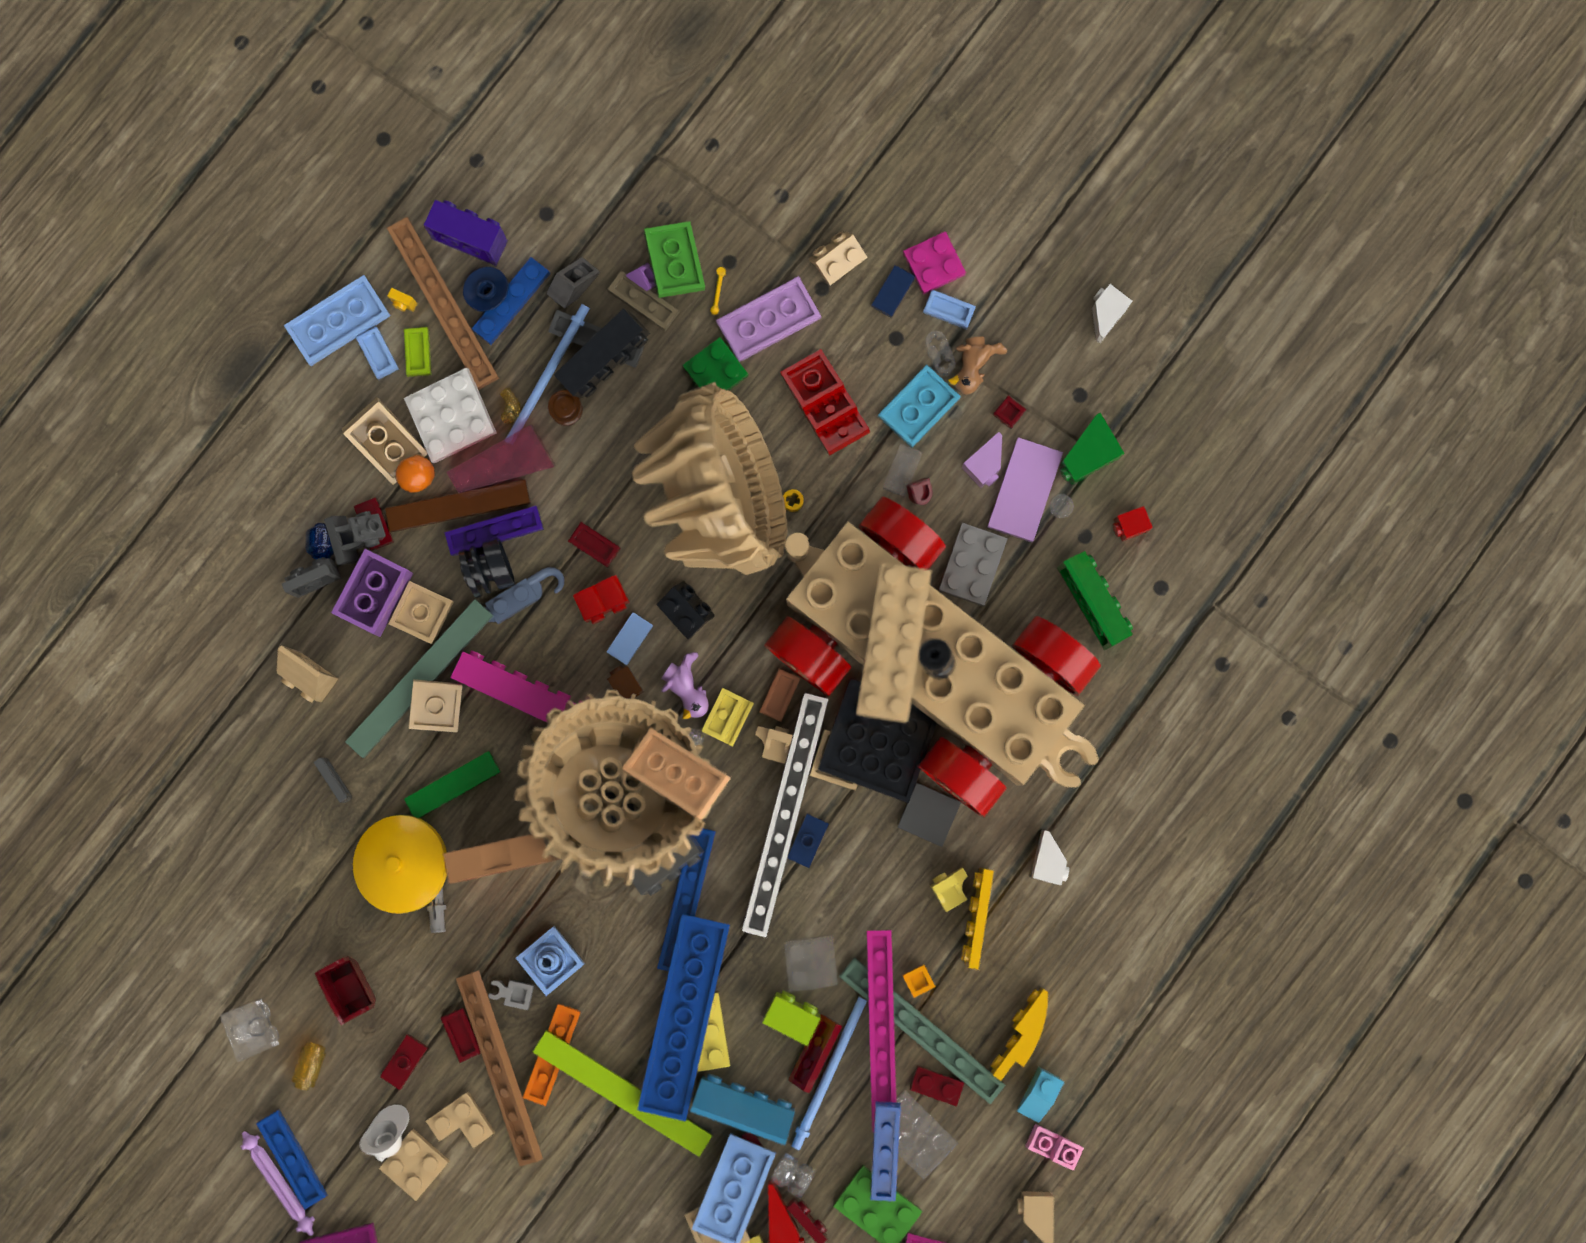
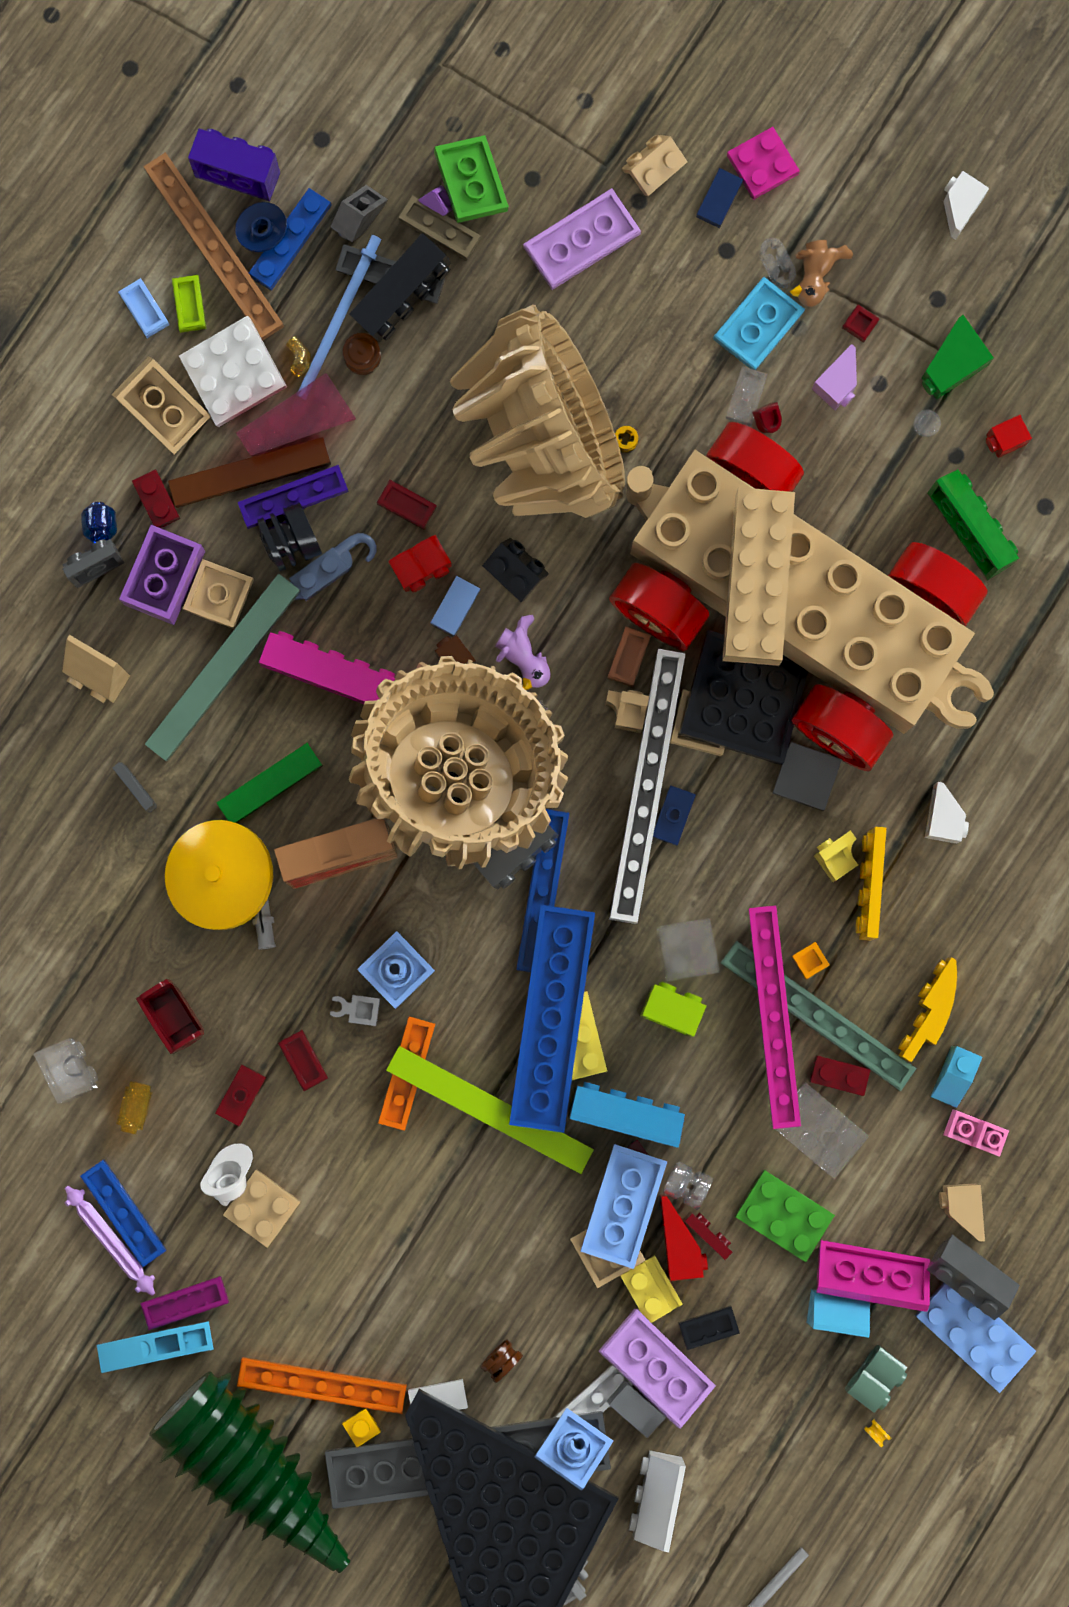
camera: 10 degrees left, 0 degrees up
(337, 320) = (96, 274): light blue plate -> none
(361, 532) = (128, 516): dark grey tile -> none
(402, 301) = (167, 246): yellow plate -> none
(415, 474) = (198, 439): orange hair -> none
(435, 705) = (243, 695): tan plate -> none
(461, 1114) = (311, 1148): tan plate -> none
(499, 1068) = (349, 1093): medium nougat plate -> none
(676, 774) = (527, 741): light nougat plate -> none
(717, 366) = (524, 290): green plate -> none
(720, 273) = (523, 191): yellow hinge -> none
(727, 717) = (572, 684): light yellow plate -> none
(803, 1130) = (717, 1073): light blue bar -> none
(815, 1054) = (701, 1050): dark red plate -> none
(825, 402) = (653, 326): red slope -> none
(885, 1151) = (789, 1148): tile -> none
(937, 658) = (808, 590): black wheel -> none
(949, 309) = (784, 213): light blue tile -> none
(973, 564) = (834, 494): light grey plate -> none
(1025, 490) = (885, 408): lavender tile -> none

